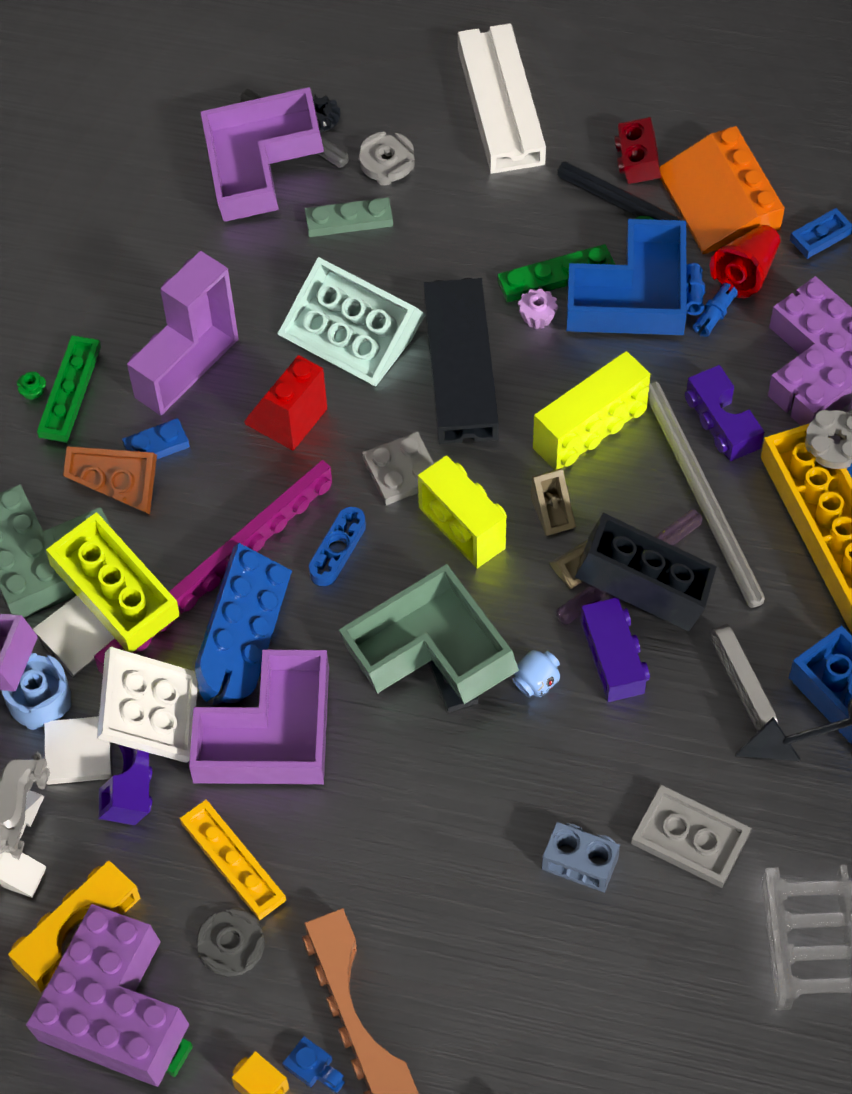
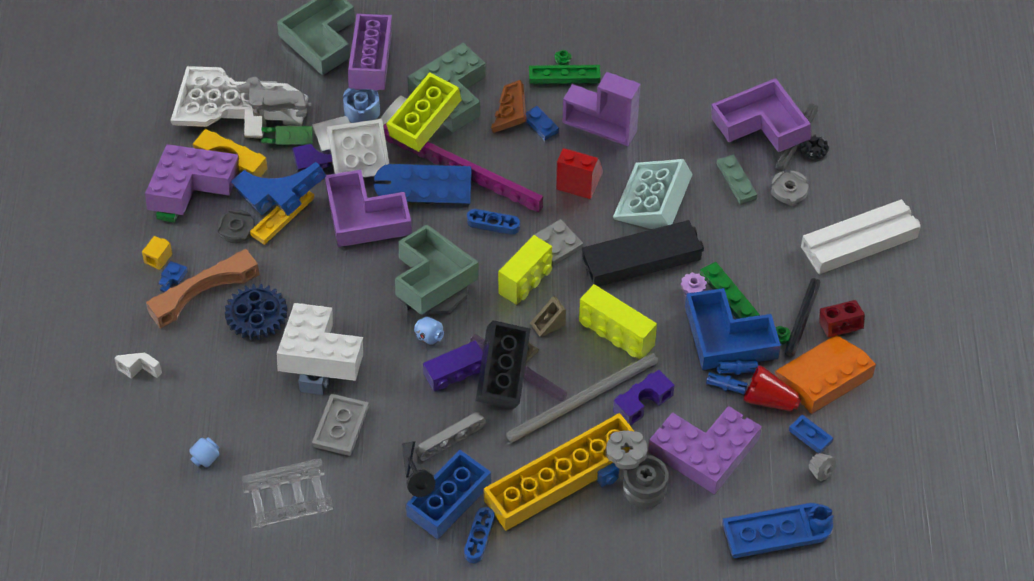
camera: 75 degrees right, 5 degrees down
(58, 821) = (289, 134): none -> green hinge
(204, 839) = (284, 192): none -> blue arch
(409, 949) = (268, 310): none -> dark blue gear
(543, 853) = (313, 350): none -> white piece
(711, 1057) = (204, 452): none -> light blue head

